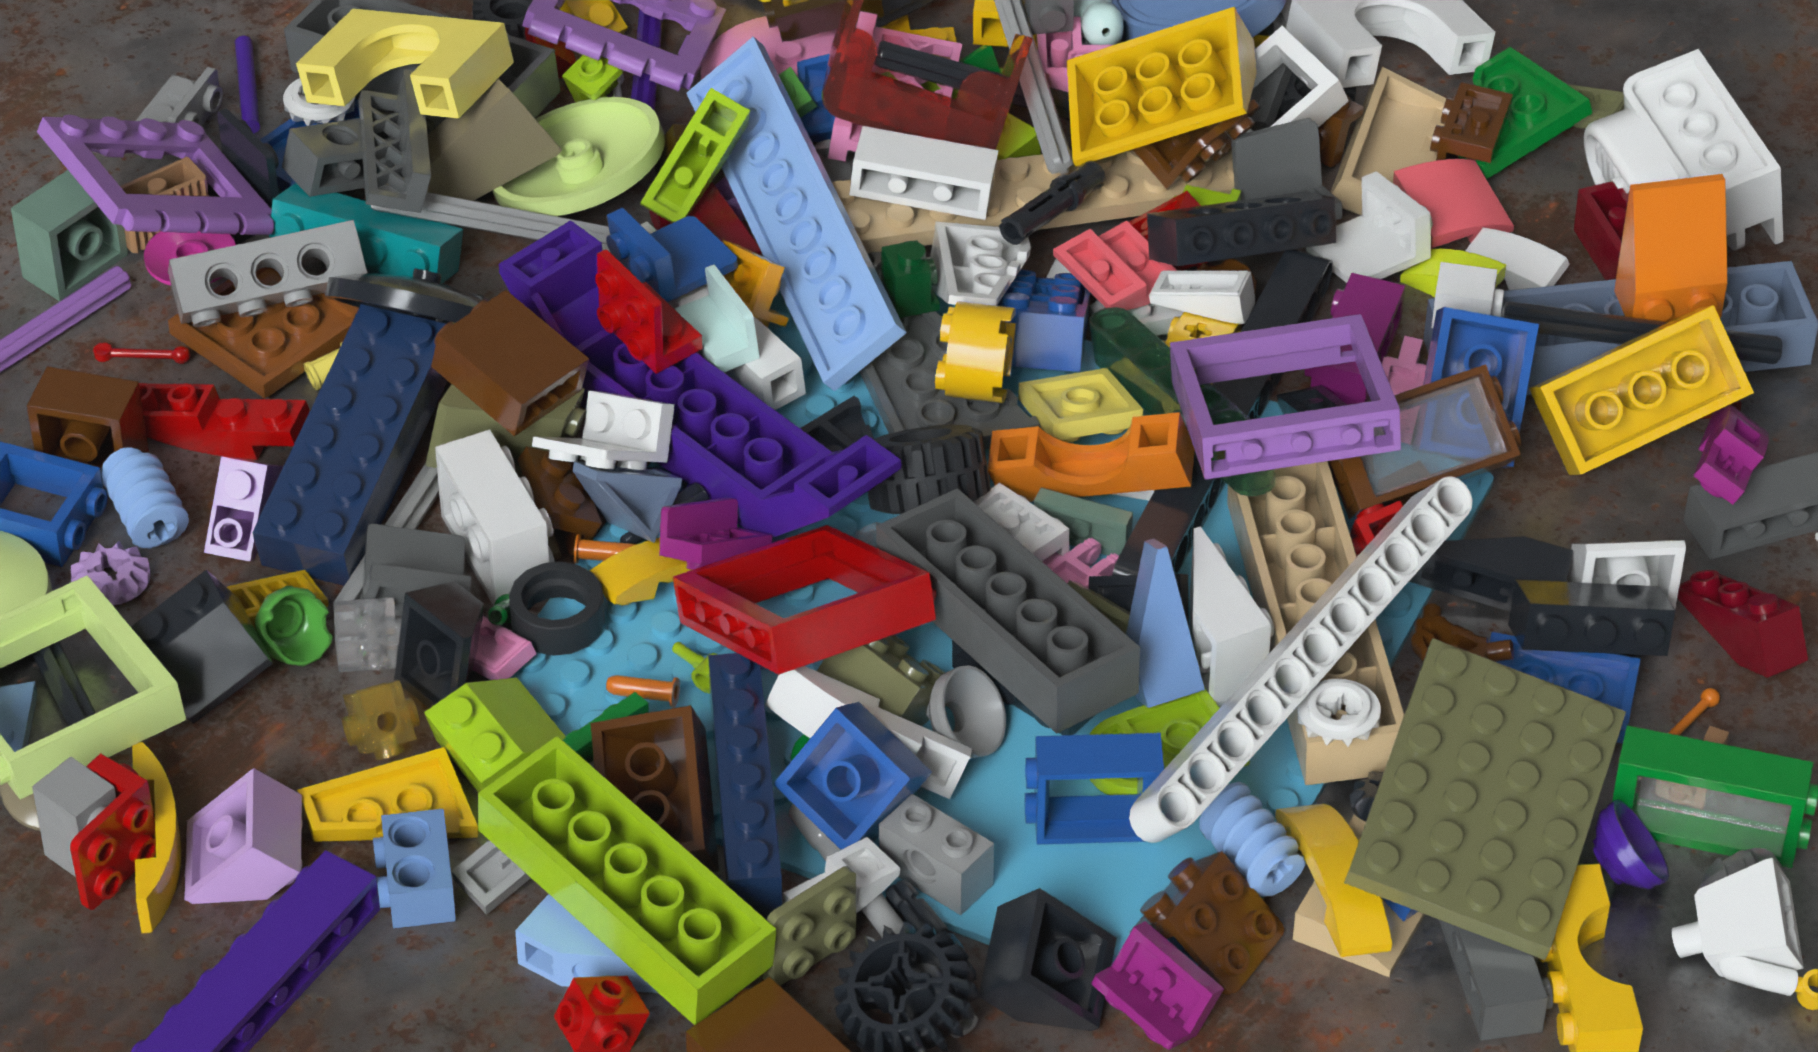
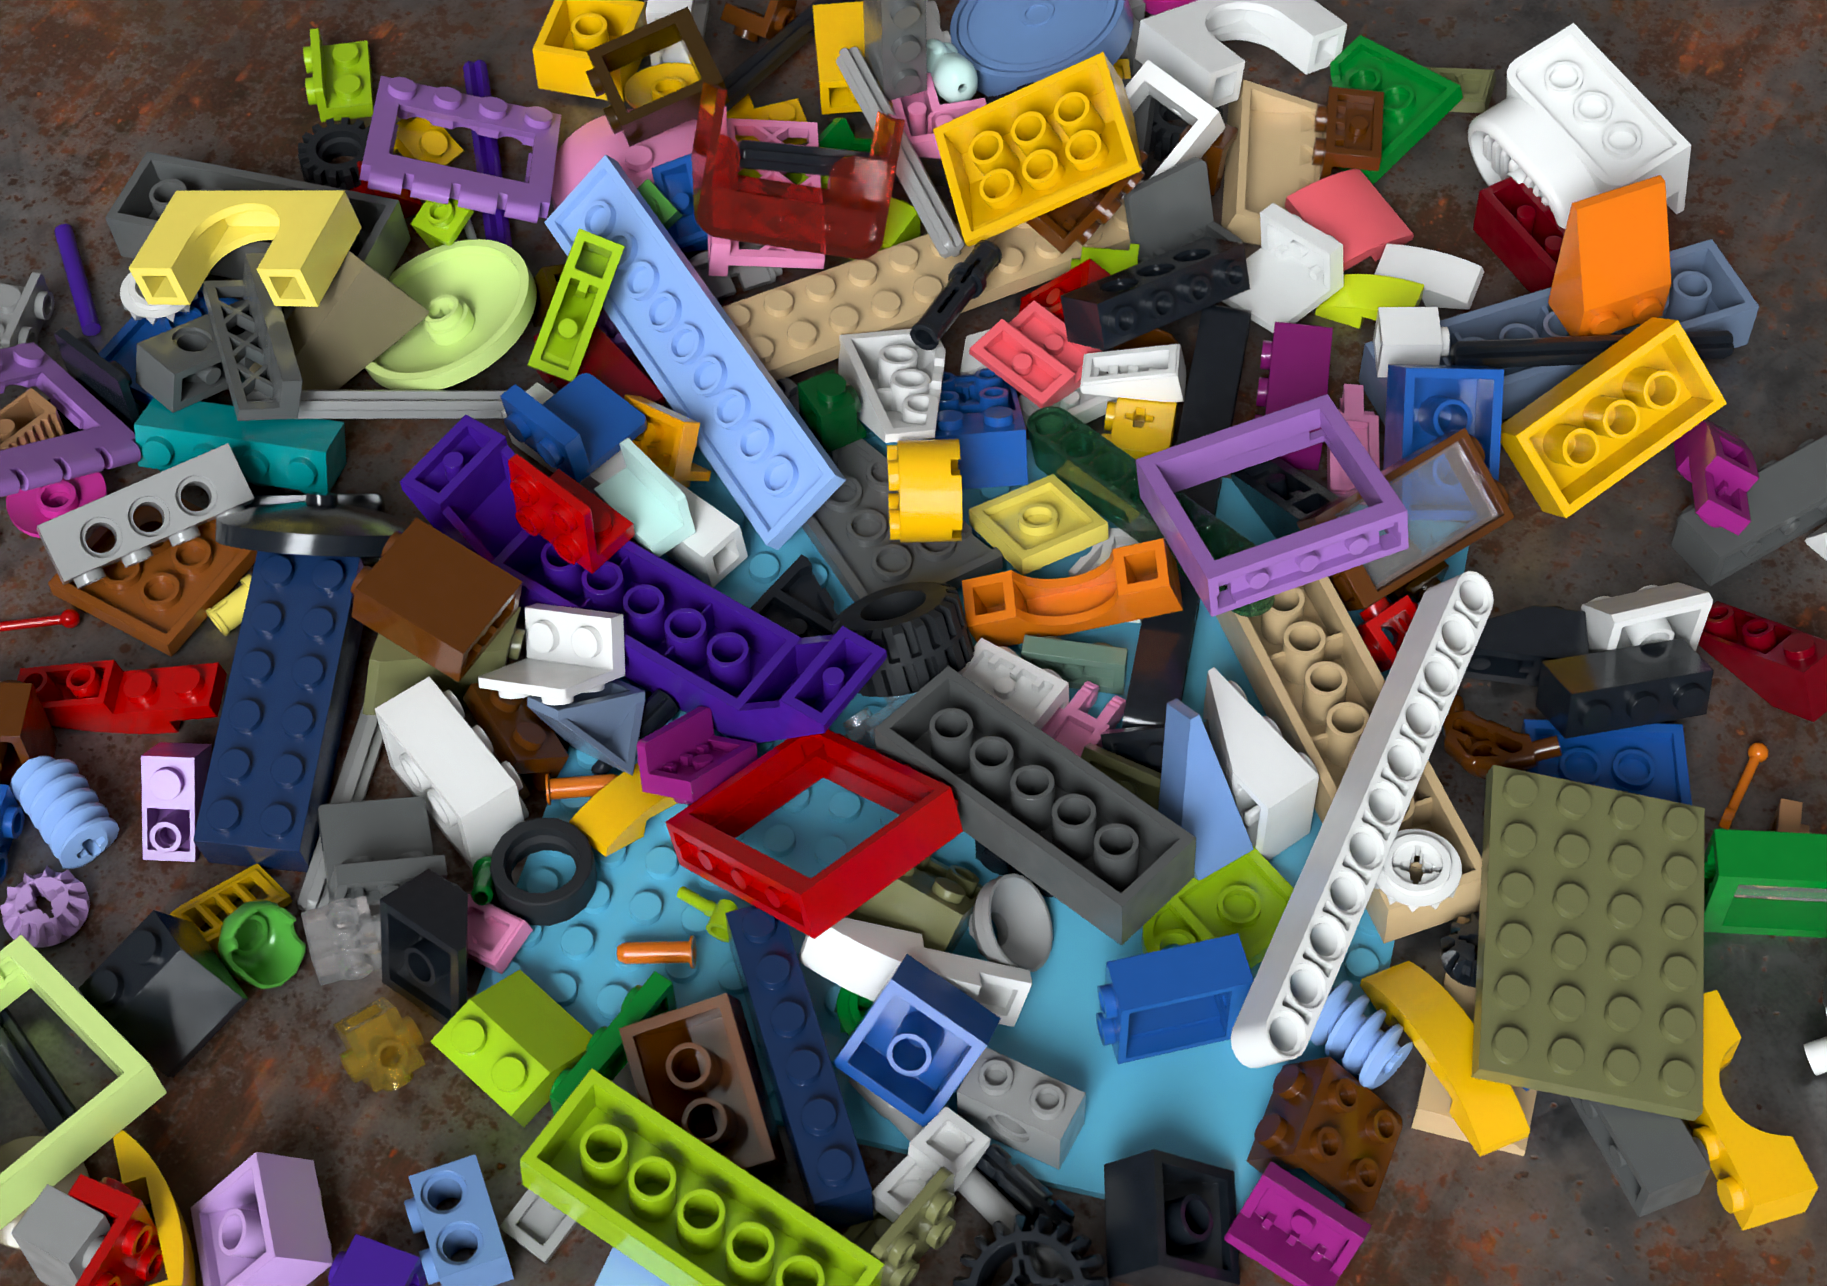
camera: 10 degrees left, 10 degrees up
(353, 804) = (407, 1138): yellow wing -> none
(923, 172) = (818, 284): white brick -> none
(1628, 848) = (1736, 961): dark purple piece -> none

